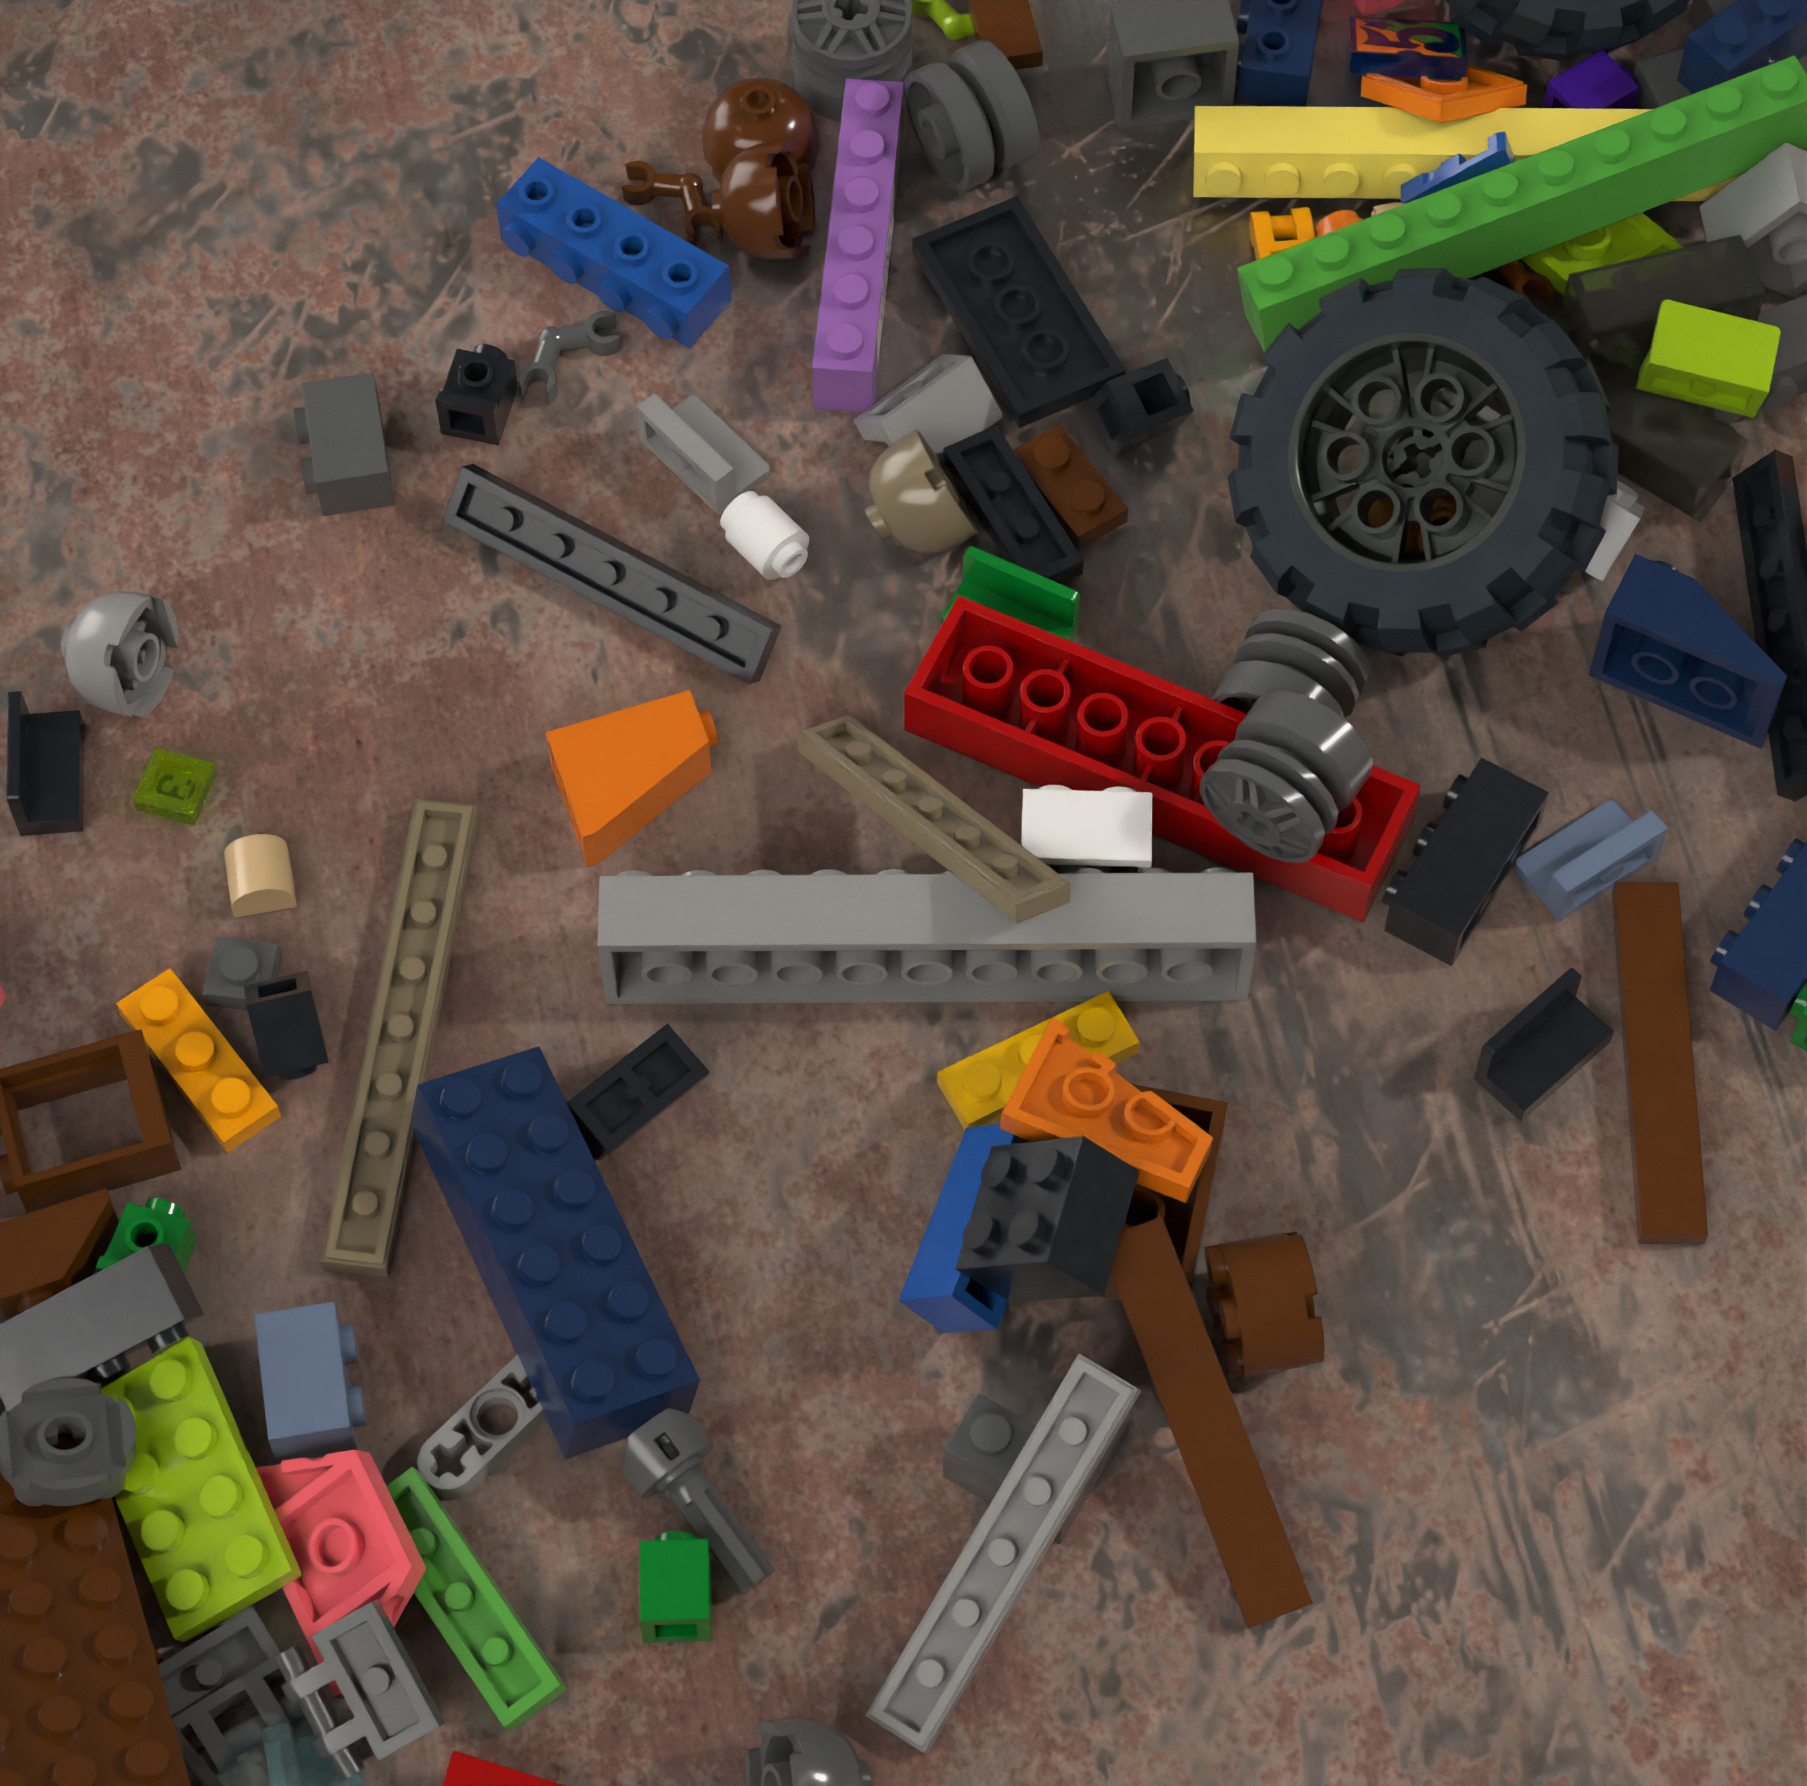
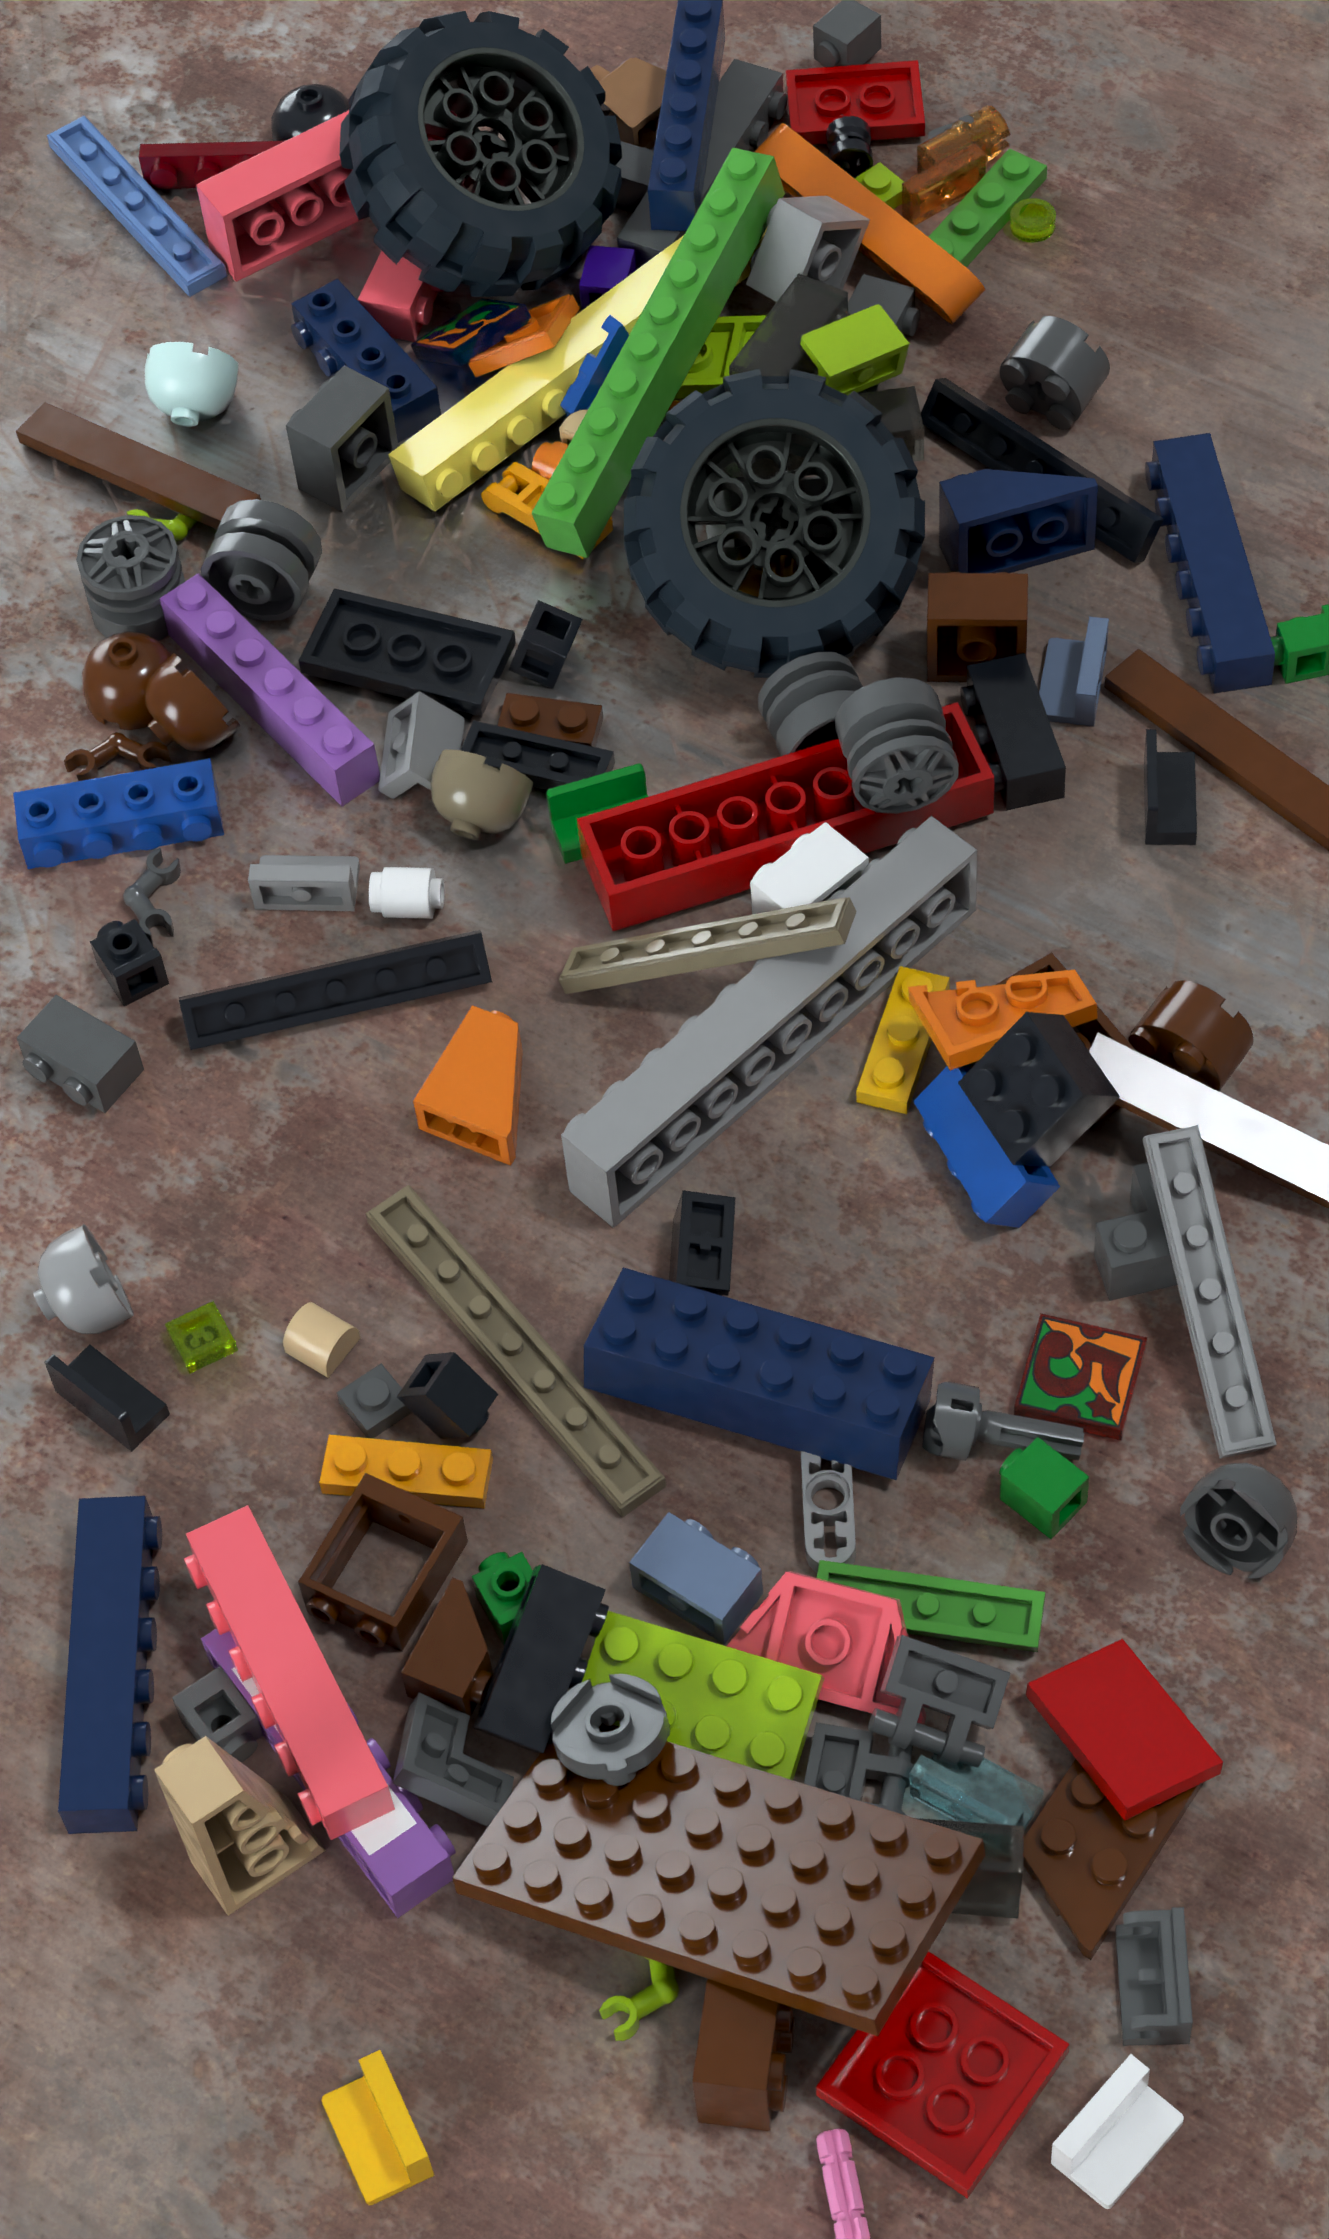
camera: 40 degrees left, 5 degrees down
(831, 1521) = (1081, 1376): none -> tile
(1535, 722) = (974, 621): none -> reddish brown brick

